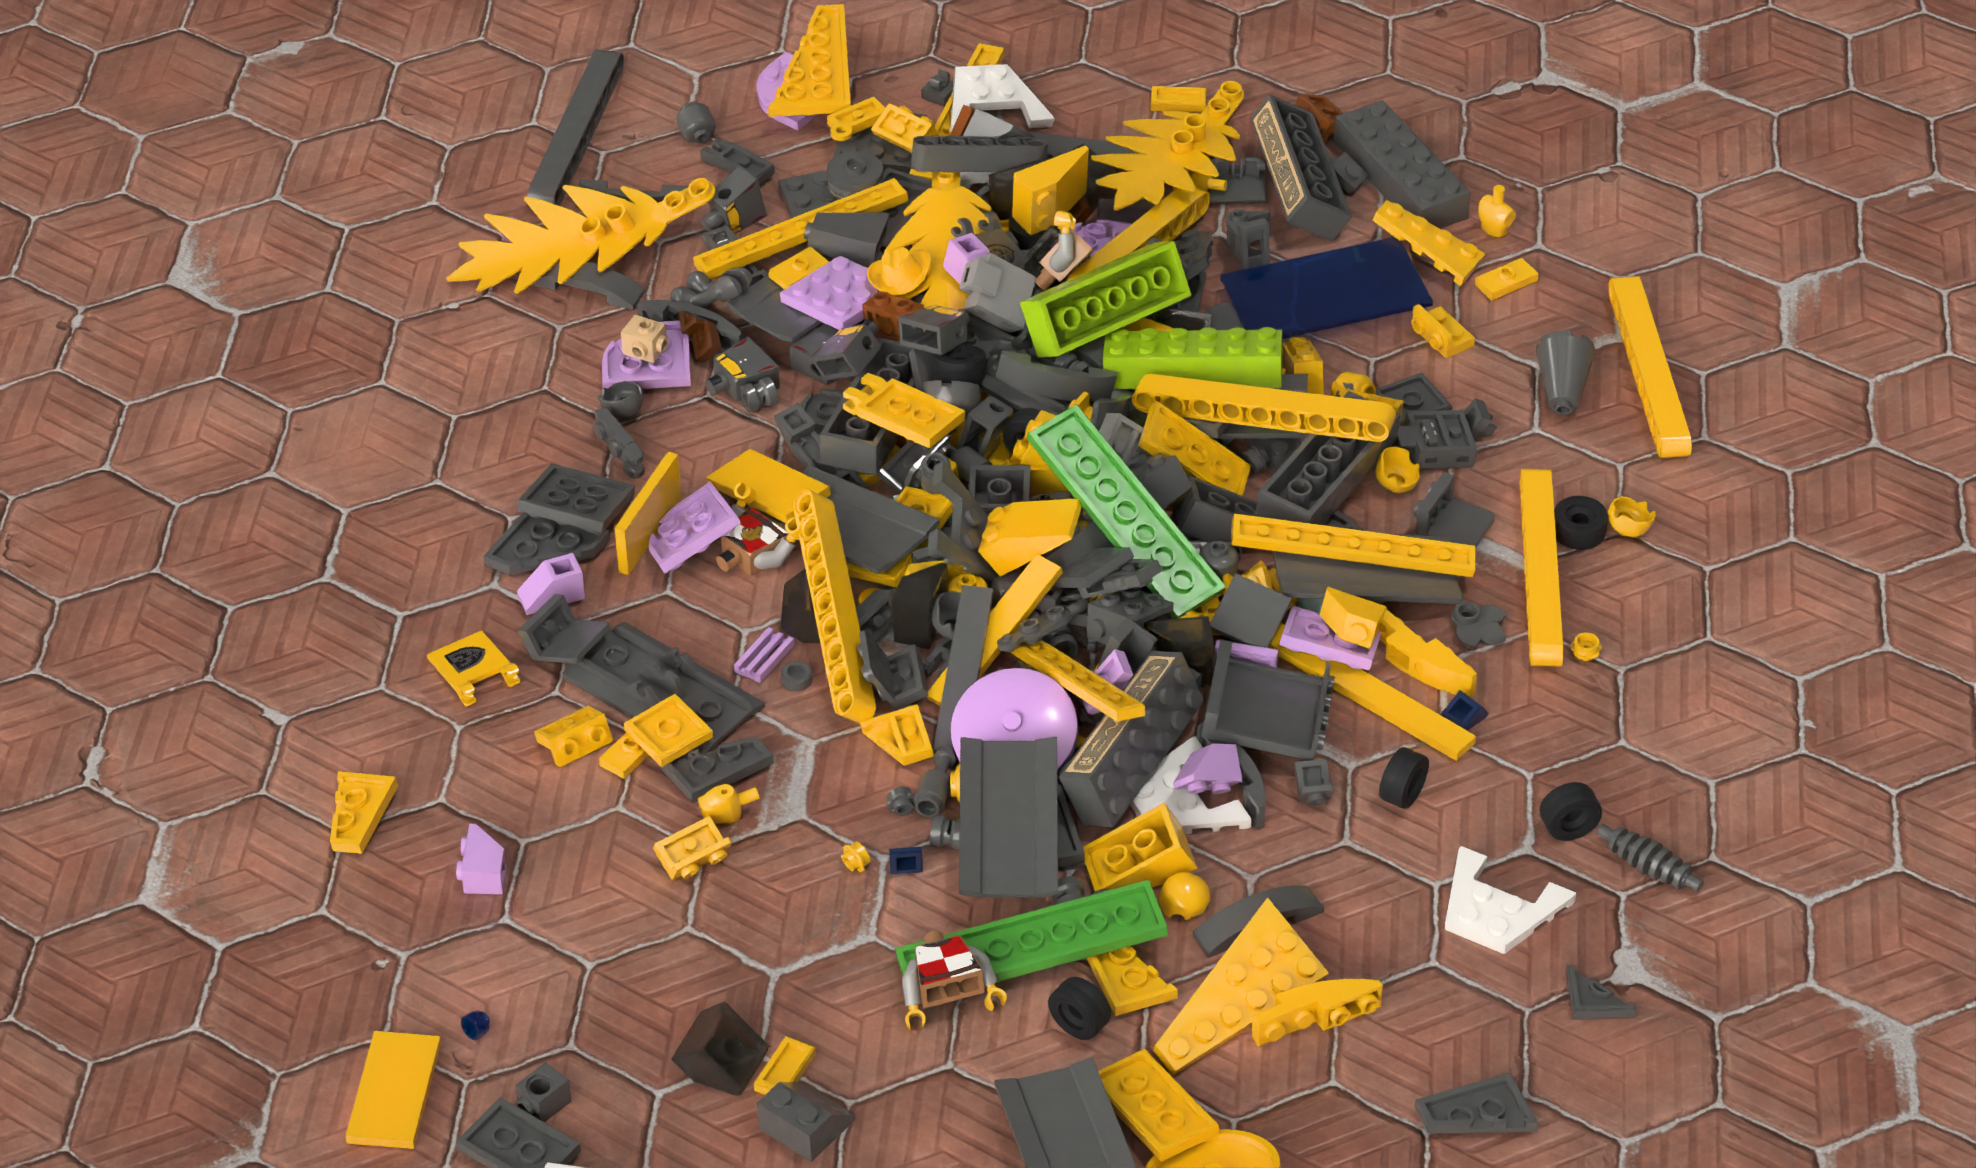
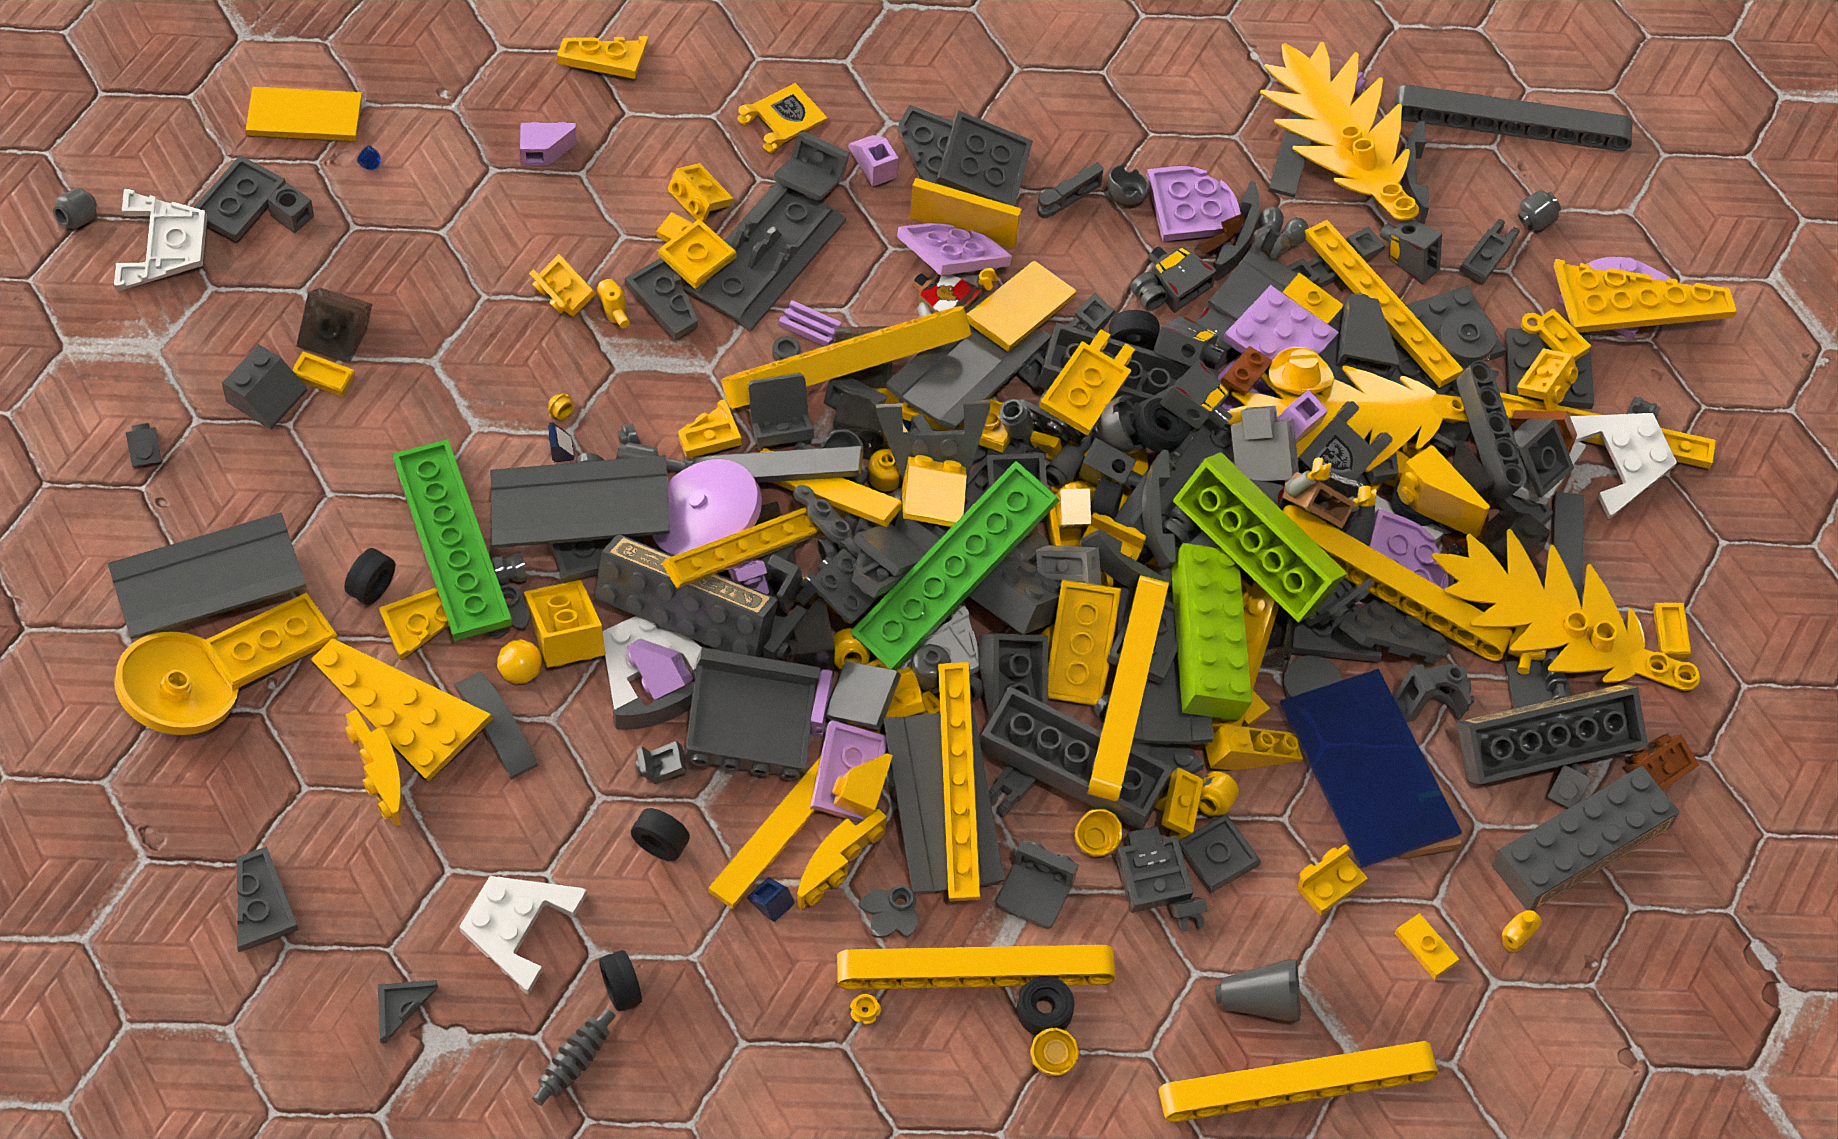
camera: 80 degrees right, 15 degrees up
(644, 339) = (1193, 186): tan brick -> none
(824, 393) = (1135, 328): none -> black tyre
(945, 973) = (403, 473): torso -> none
(1438, 244) = (1456, 870): yellow wing -> none

